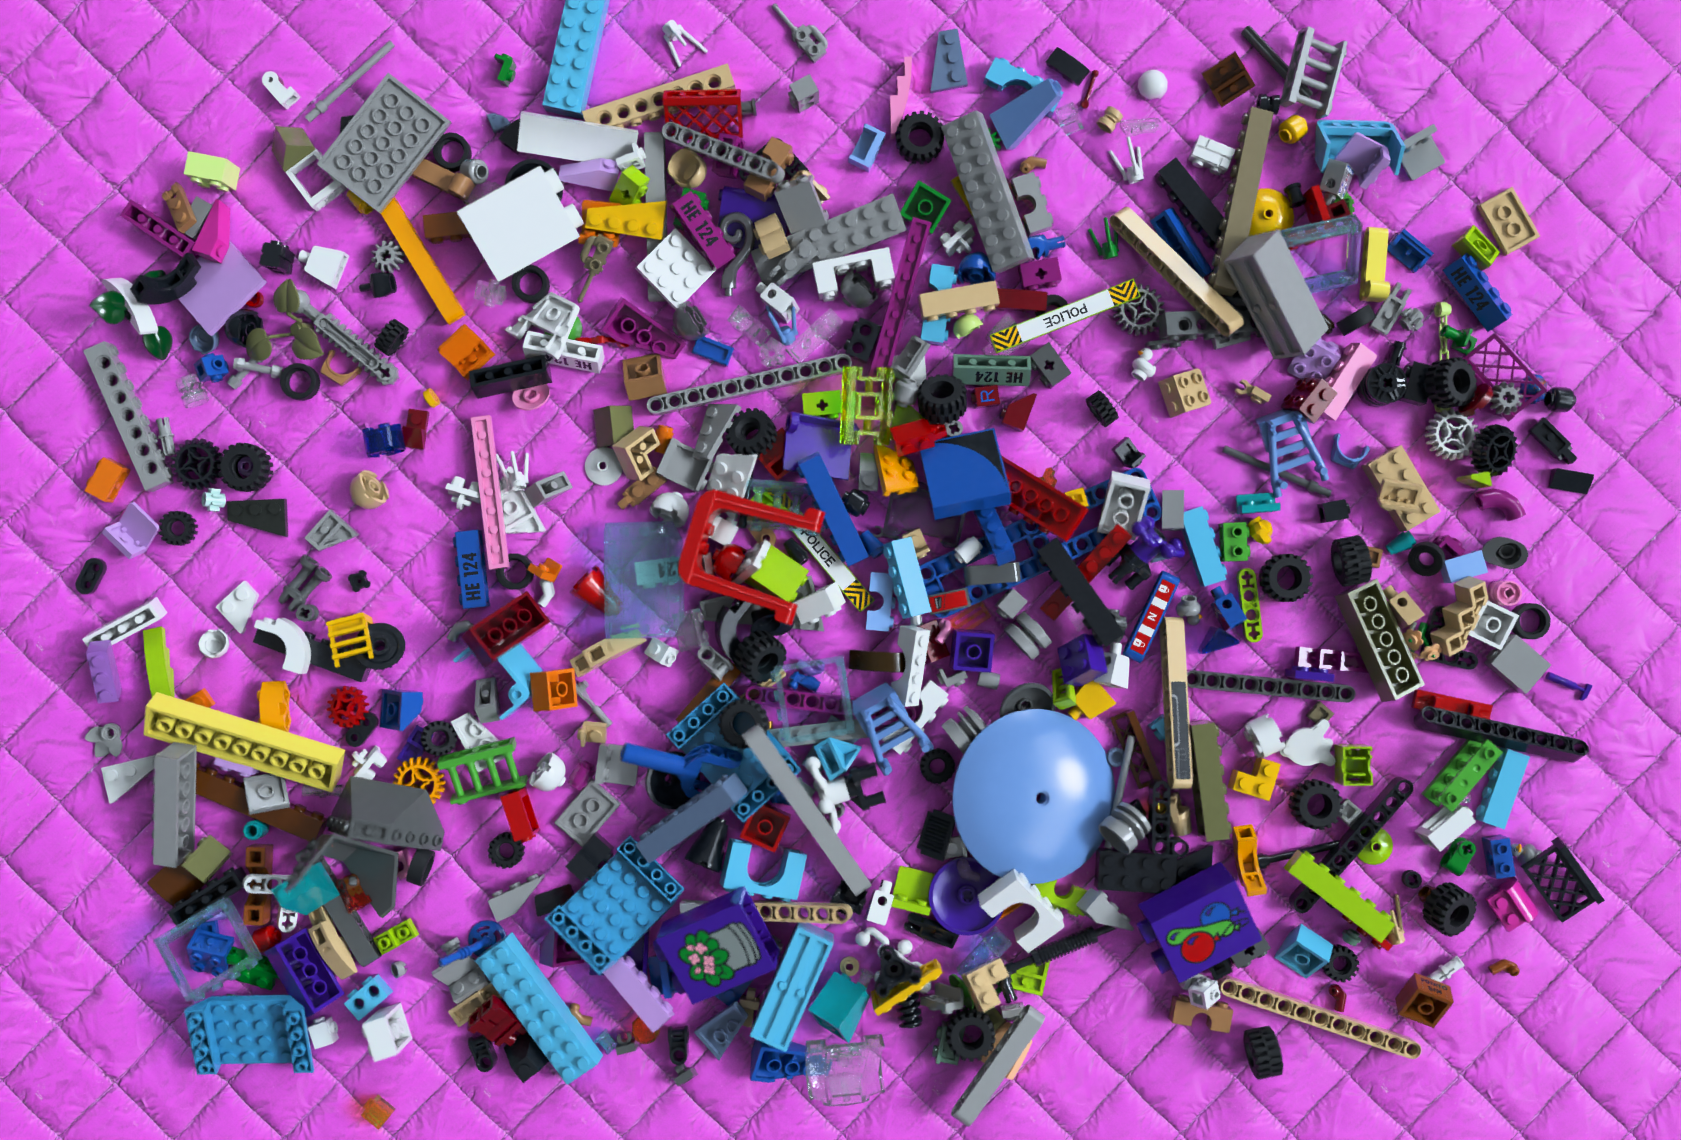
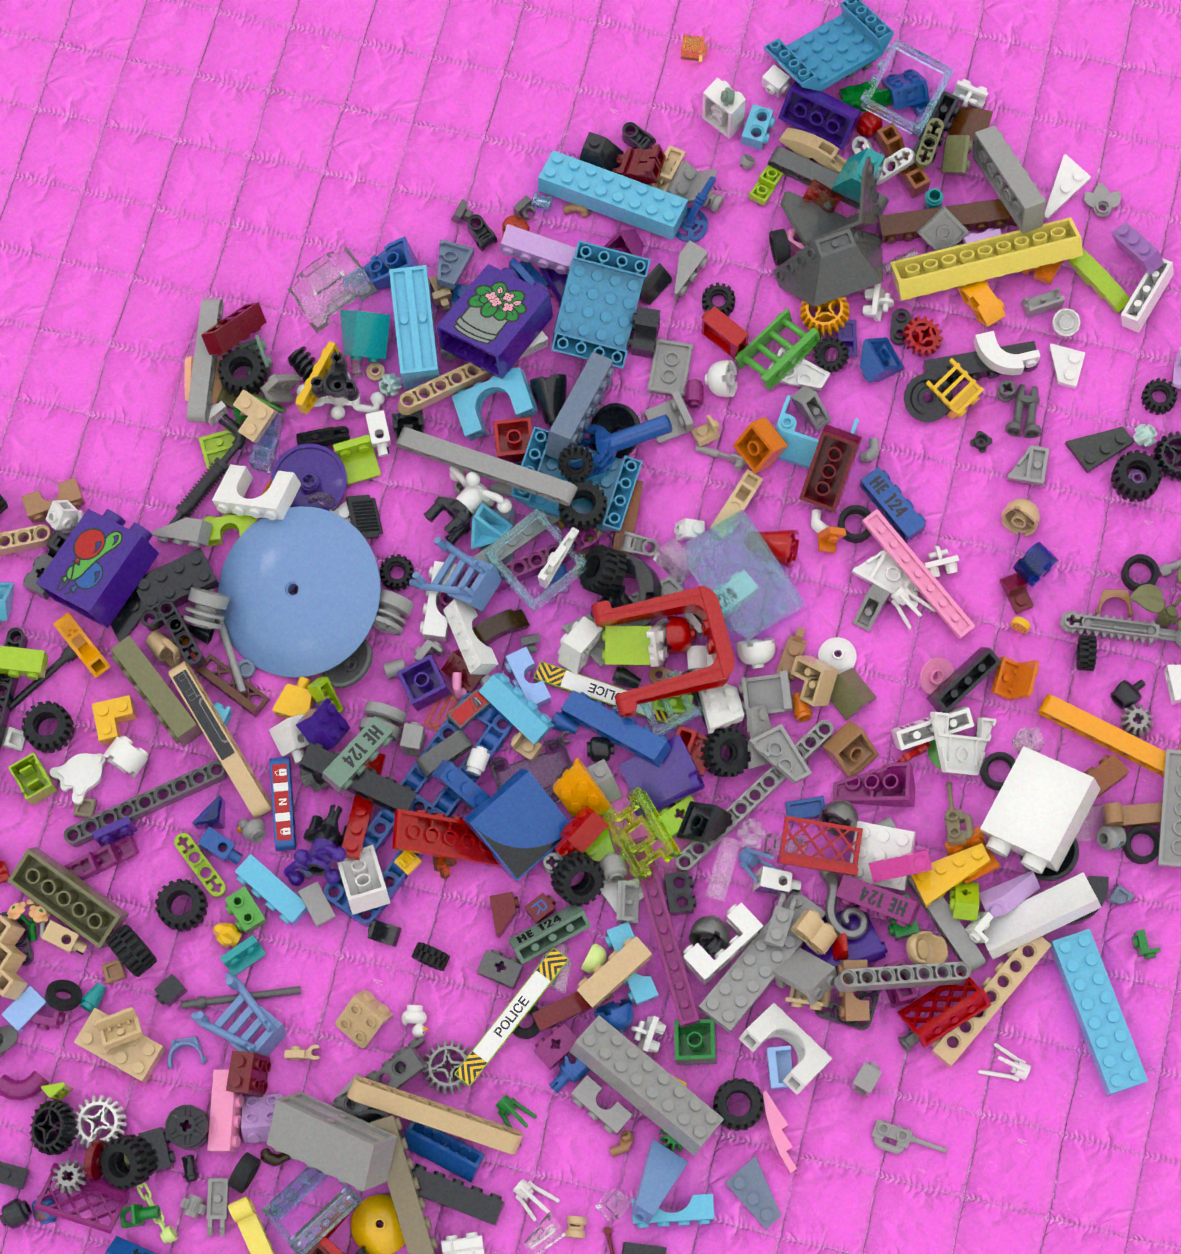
camera: 150 degrees right, 15 degrees down
(156, 912) = (970, 94): none -> white hips
(215, 883) = (928, 136): none -> olive beam
(222, 675) = (1042, 303): none -> light grey hinge
(377, 1035) = (727, 96): none -> sand green plate
(664, 243) = (900, 865): none -> dark pink slope
(705, 402) = (782, 753): none -> light grey wing
(723, 770) = (573, 472): none -> black tyre
(736, 293) = (818, 863): none -> red fence
(758, 211) = (840, 948): none -> red slope
(797, 685) = (556, 558): none -> white wing
(809, 381) = (703, 822): none -> black slope
(837, 139) = (776, 1024): none -> white arch
(844, 944) = (390, 384): none -> light aqua gear
(858, 634) = (530, 641): none -> dark grey tile
(864, 273) = (713, 945): none -> black plate
(956, 1080) = (234, 329): none -> dark red brick
(1072, 610) = (357, 754): none -> sand green brick

